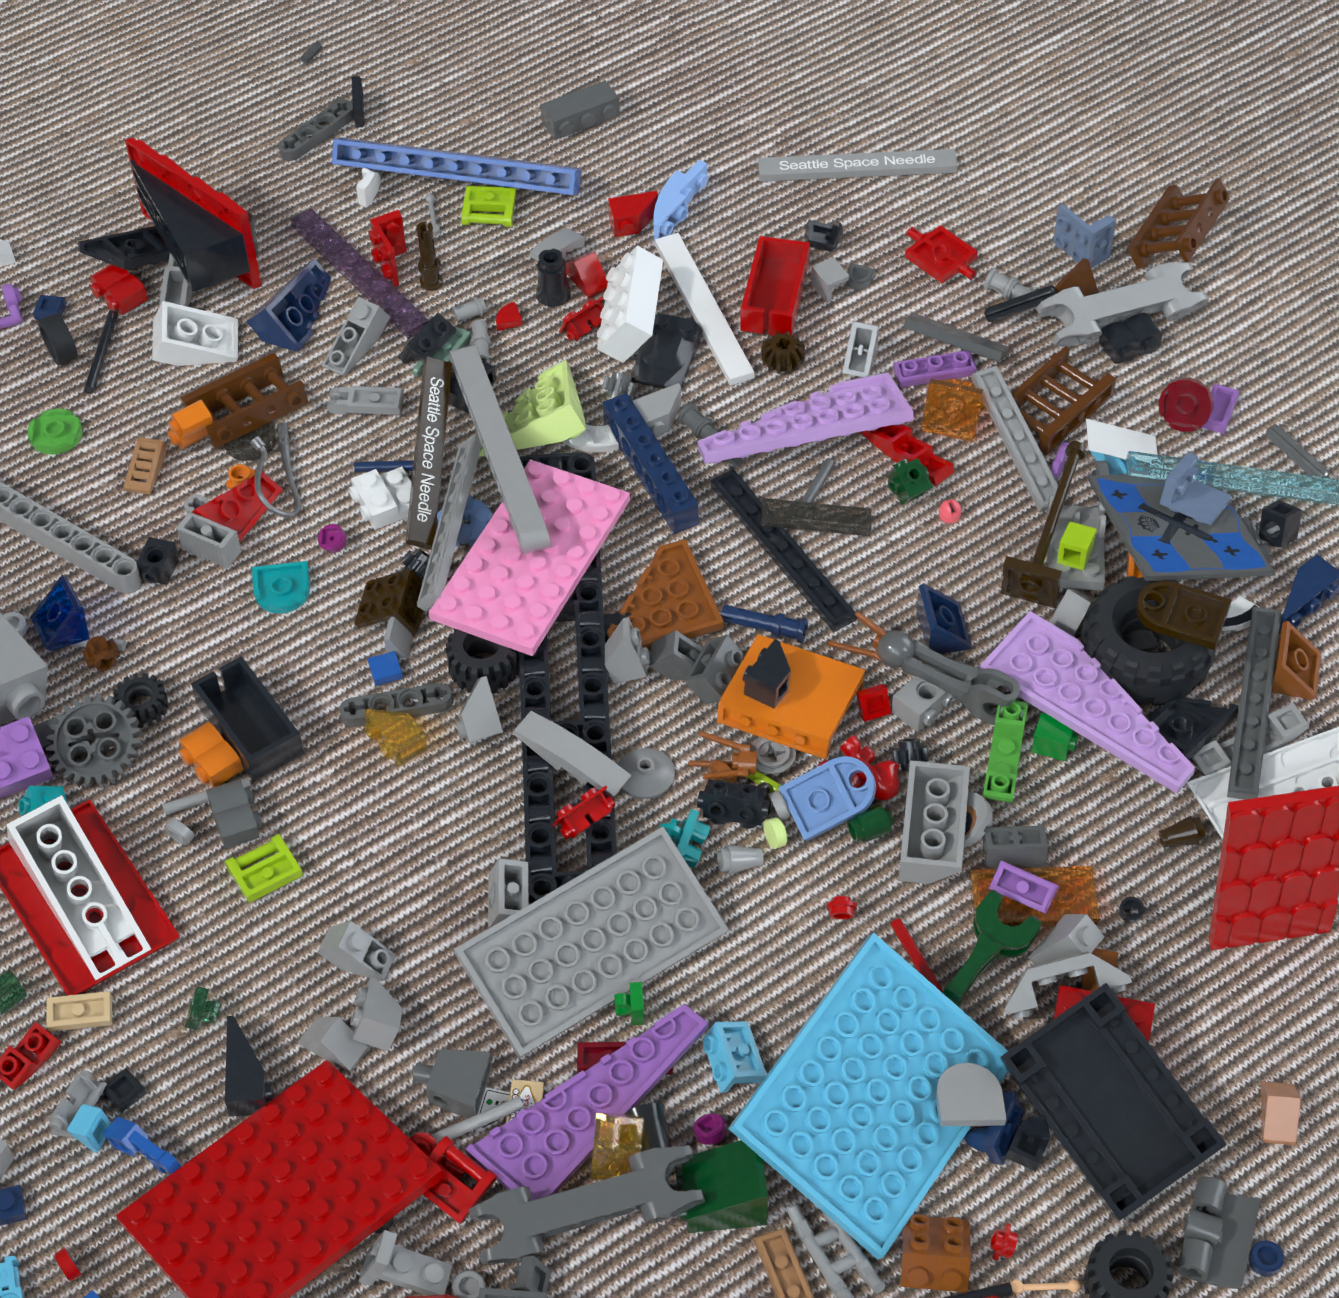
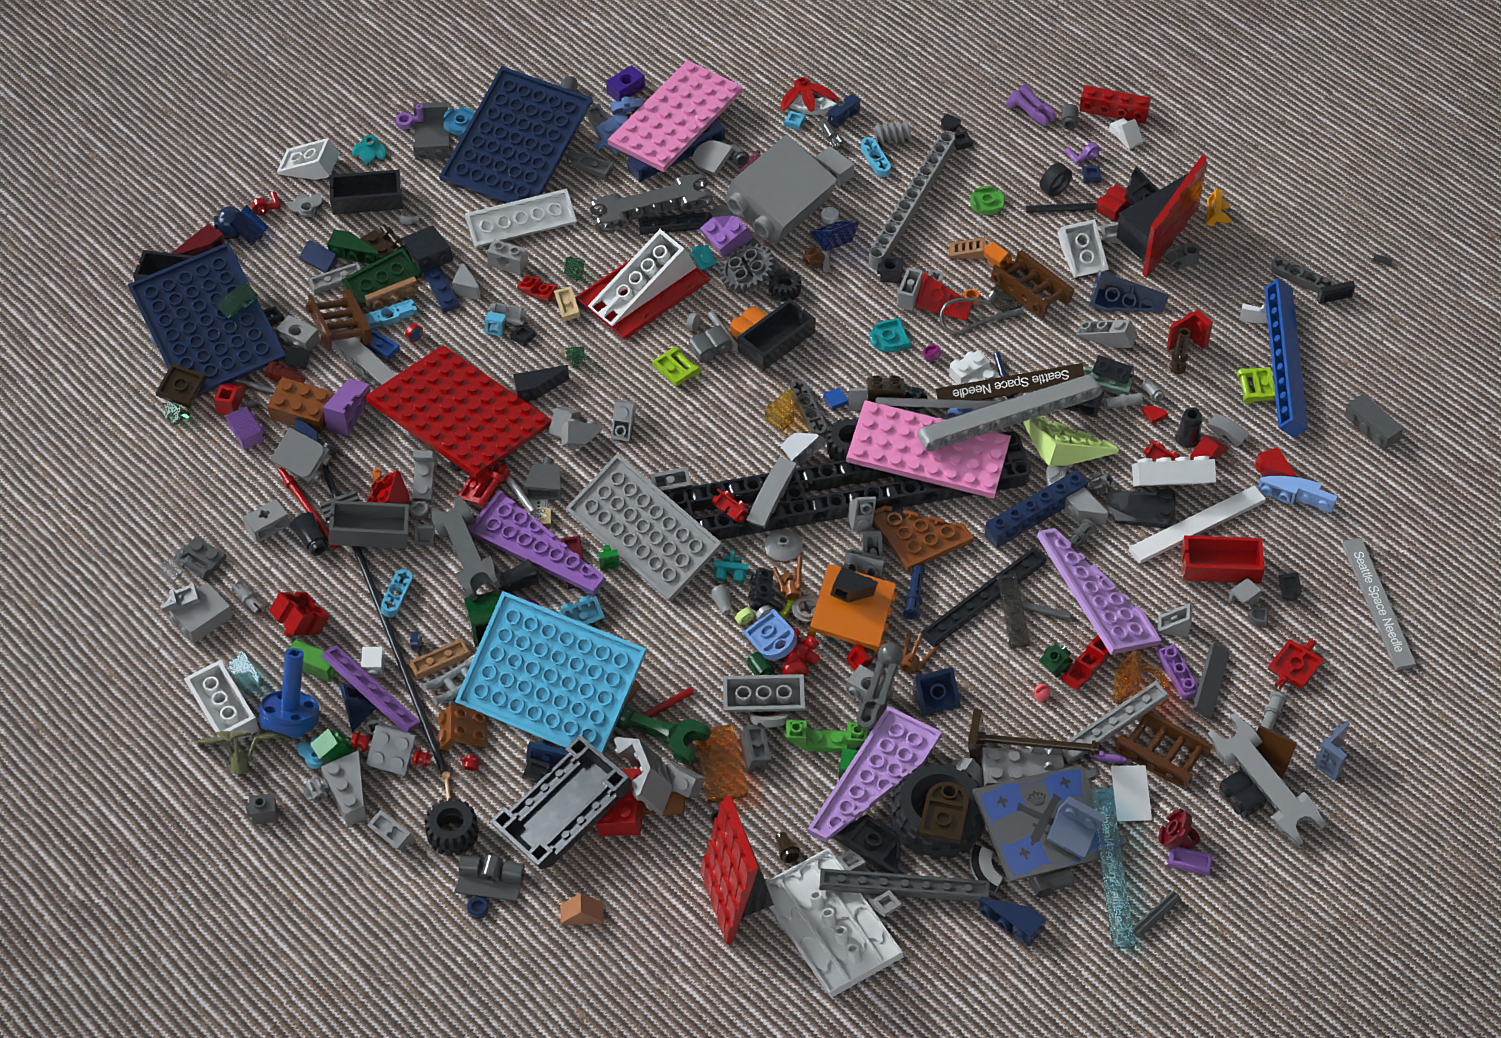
camera: 80 degrees right, 0 degrees up
(131, 1140) = (489, 341): blue piece -> none
(359, 272) = (1159, 336): clear purple plate -> none
(365, 400) = (1054, 349): light grey hinge -> none
(430, 199) = (1228, 360): light grey hinge -> none
(615, 1140) = (508, 554): clear yellow slope -> none
(783, 352) = (1162, 574): dark brown gear -> none
(841, 907) = (694, 657): red plate -> none
(909, 750) = (818, 682): black gear -> none
(969, 1097) = (557, 727): light grey tile -> none
(1019, 304) = (1248, 713): black axle -> none
(1024, 887) = (723, 753): medium lavender slope -> none
(1076, 545) = (1009, 757): lime brick -> none
(1171, 210) = (1369, 814): reddish brown fence -> none
(1279, 523) = (1072, 896): black brick -> none
(1295, 664) = (946, 911): dark orange slope -> none

